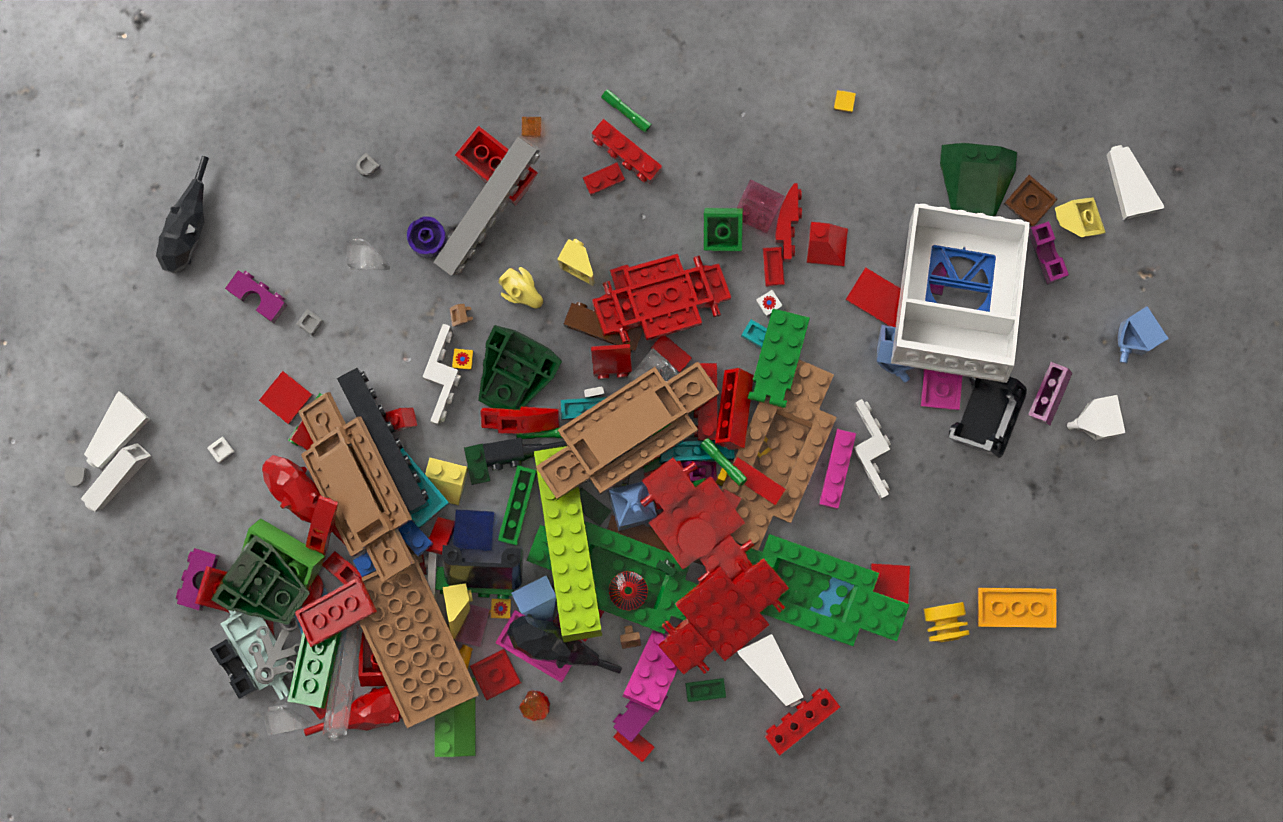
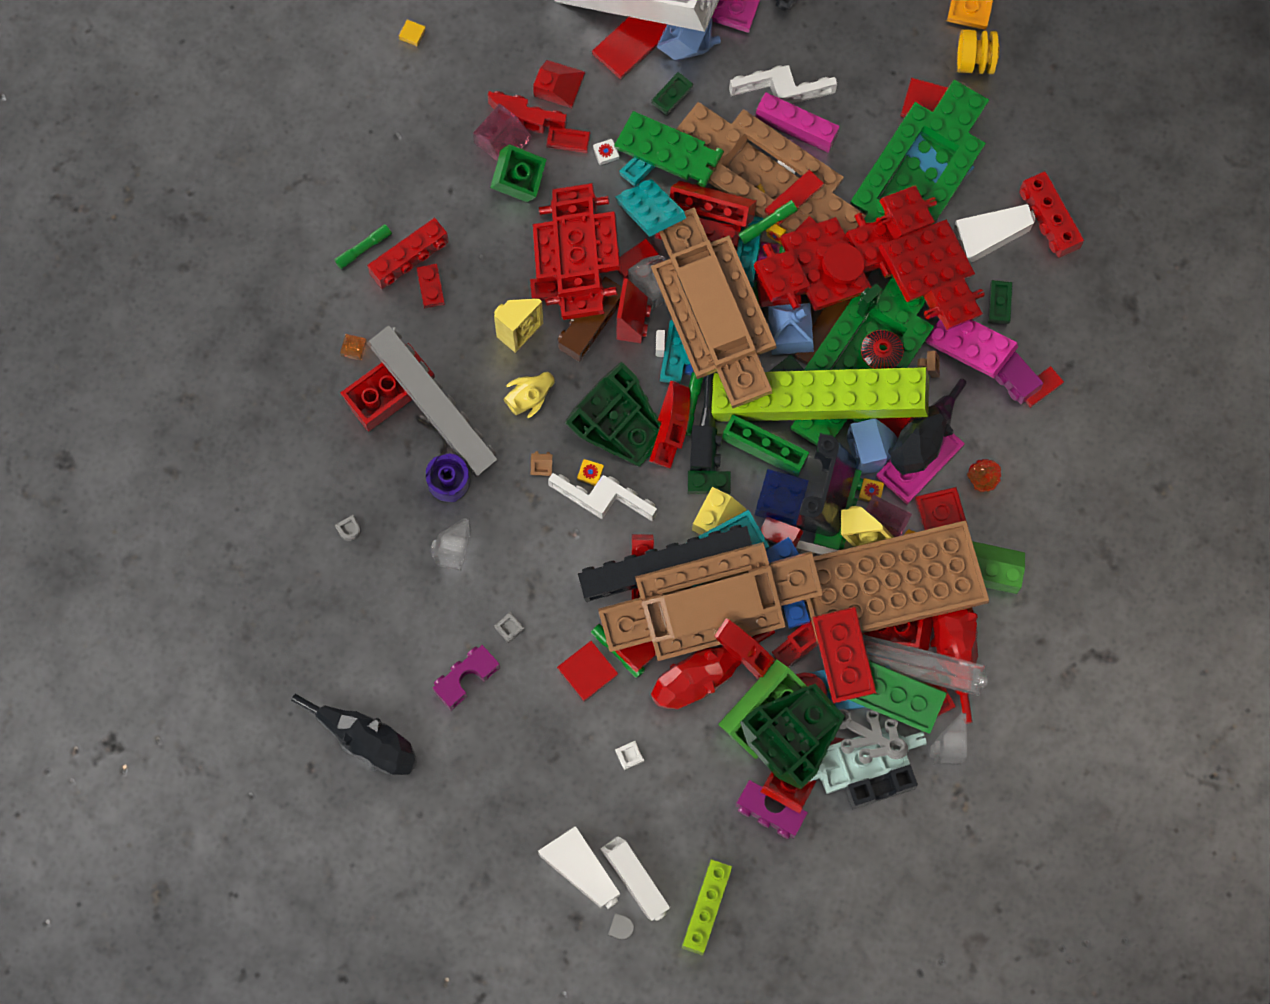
camera: 85 degrees left, 10 degrees down
(103, 542) = (706, 907): none -> lime brick
(715, 354) = (650, 207): none -> teal plate
(840, 349) = (672, 93): none -> dark green plate

